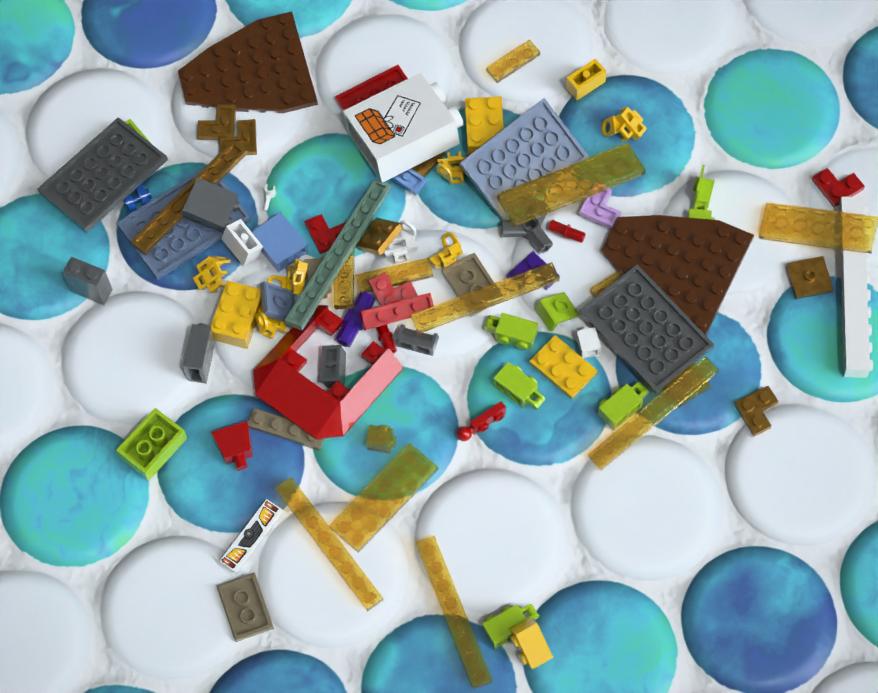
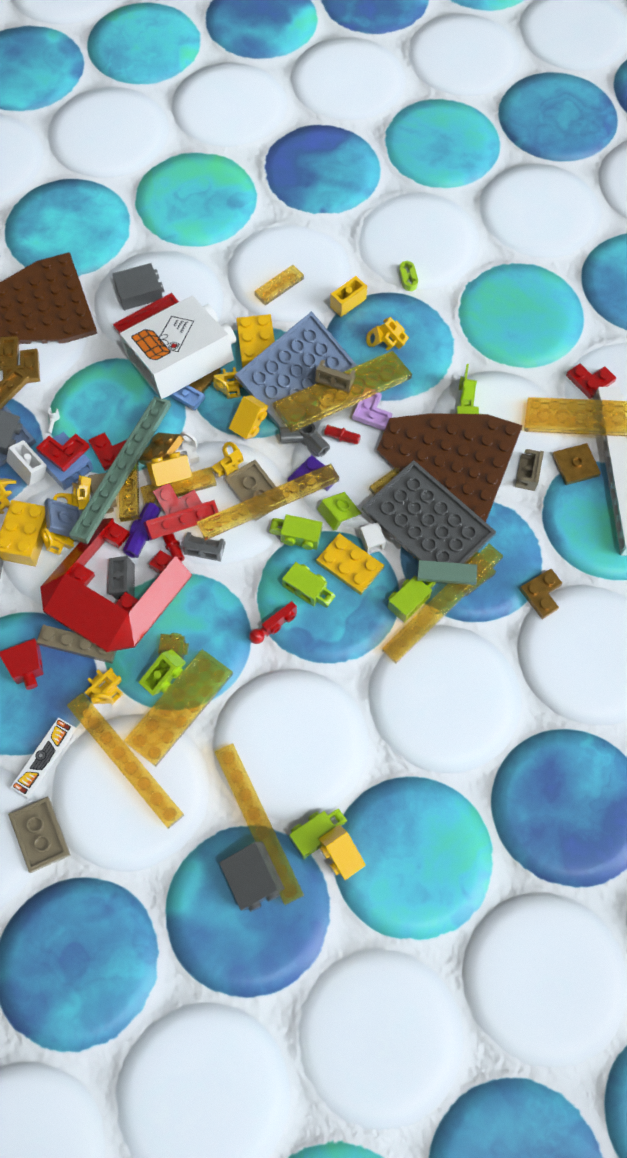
camera: 10 degrees left, 0 degrees up
(280, 237) = (63, 455): none -> red plate
(314, 476) = (104, 694): none -> yellow piece
(363, 55) = (138, 286): none -> dark grey brick
(369, 462) = (162, 672): none -> lime brick
(386, 259) = (168, 469): none -> yellow brick
(444, 659) = (252, 876): none -> dark grey brick
(471, 208) = (248, 417): none -> yellow brick
(563, 171) = (334, 377): none -> dark tan hinge
(649, 58) = (412, 275): none -> lime beam
(659, 383) = (447, 572): none -> sand green tile
(758, 281) = (529, 469): none -> dark tan hinge

